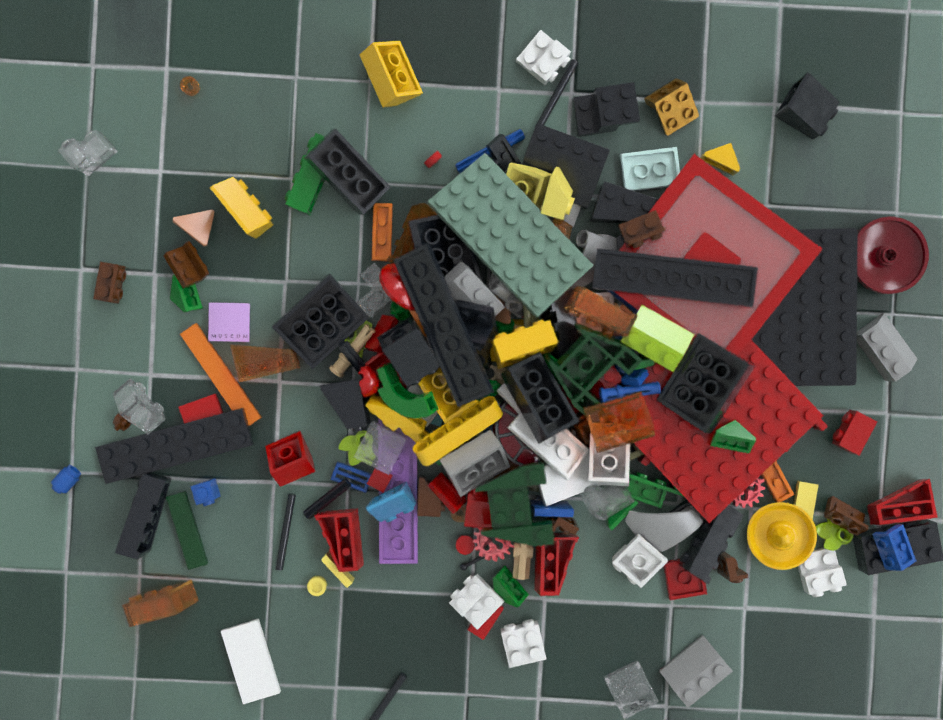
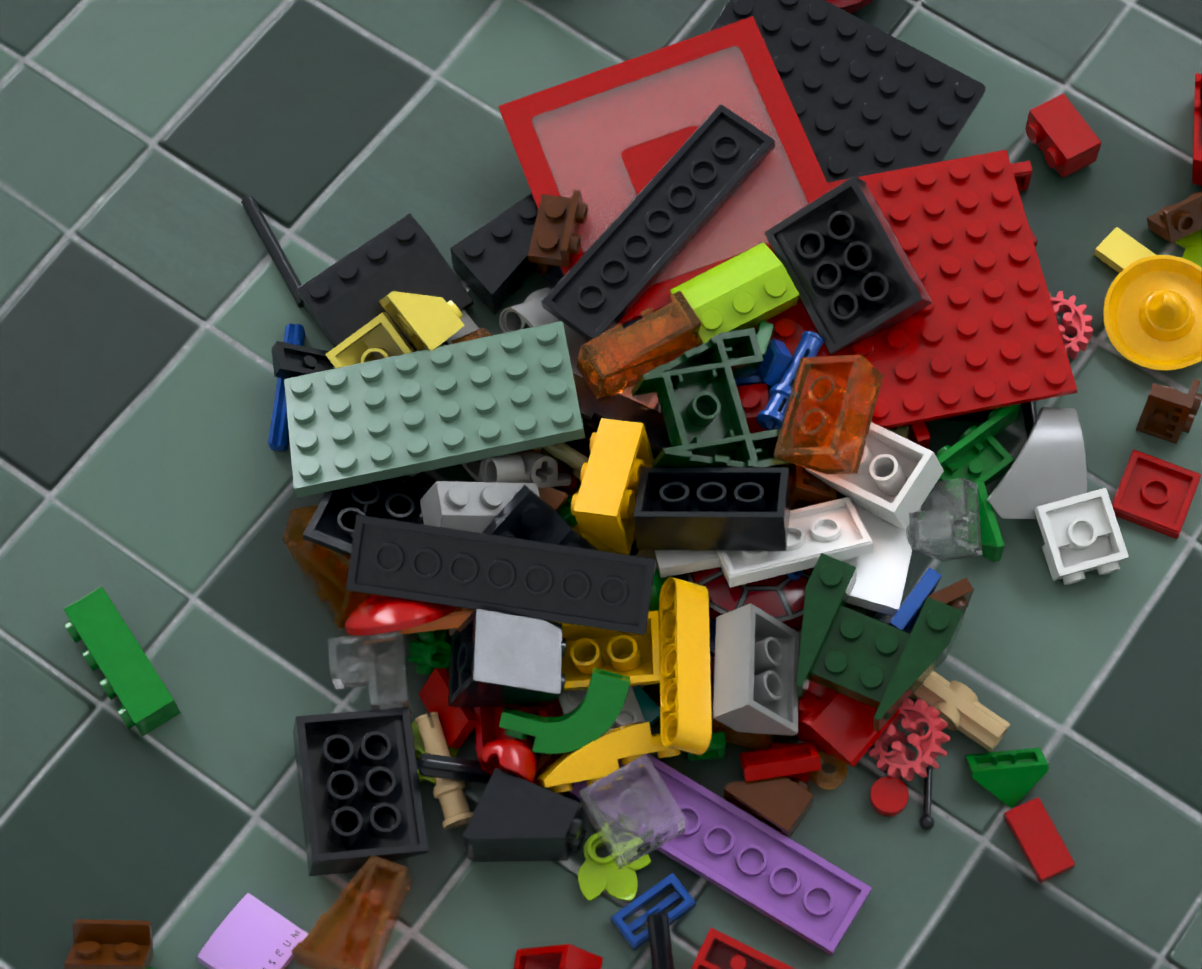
camera: 50 degrees left, 25 degrees down
(196, 225) = (60, 889): piece -> none
(243, 206) = (89, 798): yellow slope -> none
(347, 172) = (159, 593): black brick -> none
(379, 480) = (686, 857): red tile -> none
(382, 231) = (288, 615): orange tile -> none
(390, 73) = (62, 454): yellow slope -> none
(391, 503) = (739, 846): dark azure slope -> none
(433, 159) = (237, 471): red tile -> none
(476, 600) = (997, 832): white plate -> none
(523, 643) = (1119, 803): white plate -> none
(544, 57) = (210, 236): white plate -> none
(552, 563) = (1001, 668): red wedge -> none
(606, 109) = (348, 192): black bracket -> none
(649, 169) = (477, 189): light aqua tile -> none
(673, 105) = (410, 106): pearl gold bracket -> none
(710, 543) = (1116, 421): black wedge -> none
(722, 158) = (534, 78): yellow slope -> none
(733, 437) = (961, 279): green slope -> none
(777, 483) = (1082, 281): orange tile -> none
(886, 348) = (965, 35): light grey slope -> none

